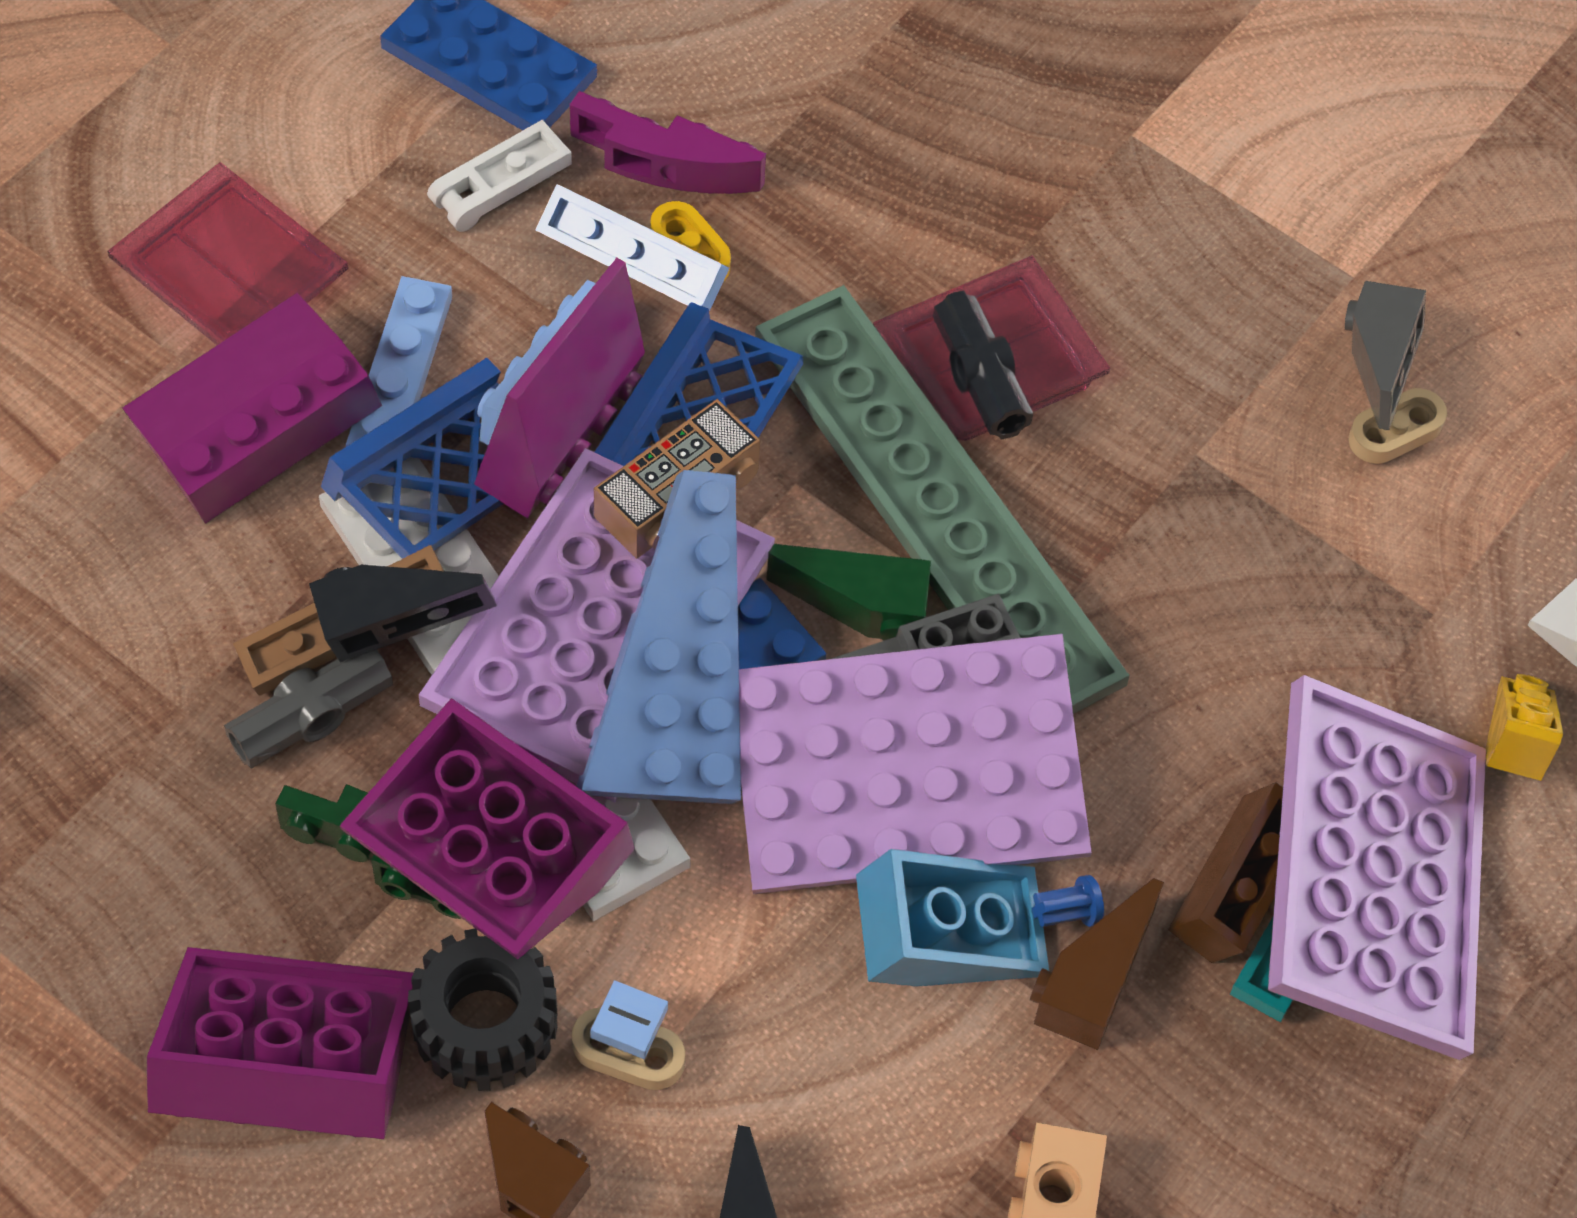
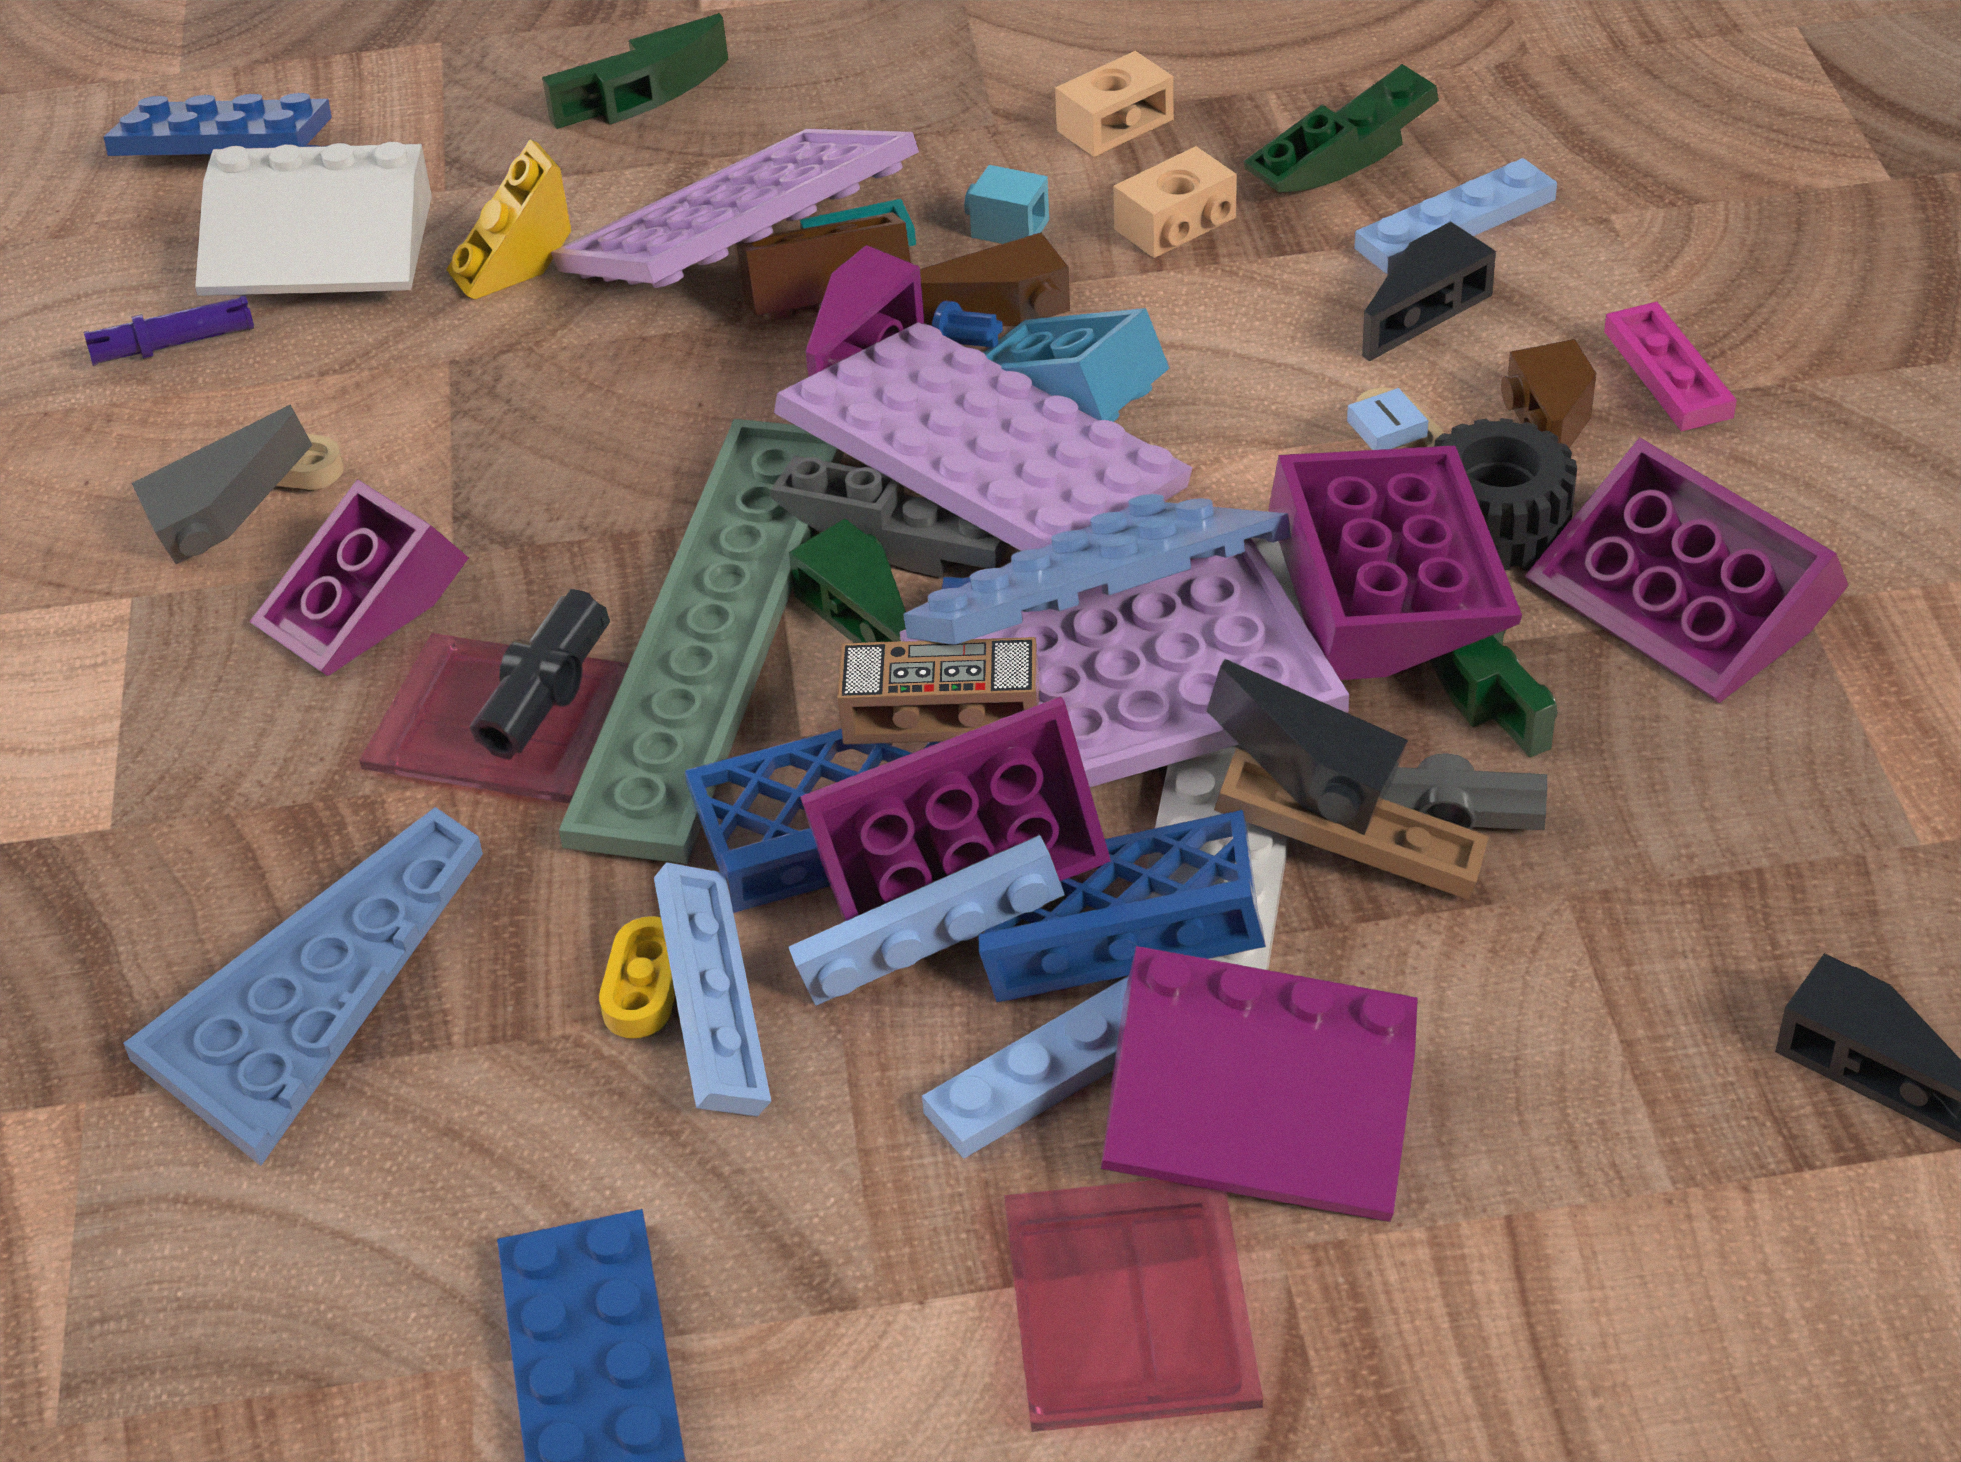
camera: 130 degrees left, 15 degrees down
(499, 174) = (741, 1184): white plate -> none
(677, 158) = (551, 1080): magenta slope -> none
(872, 103) = (281, 1013): none -> medium blue wing
(1122, 798) = (863, 305): none -> magenta slope
(1192, 1078) = (1007, 204): none -> medium azure brick
(1204, 368) = (358, 580): none -> magenta slope

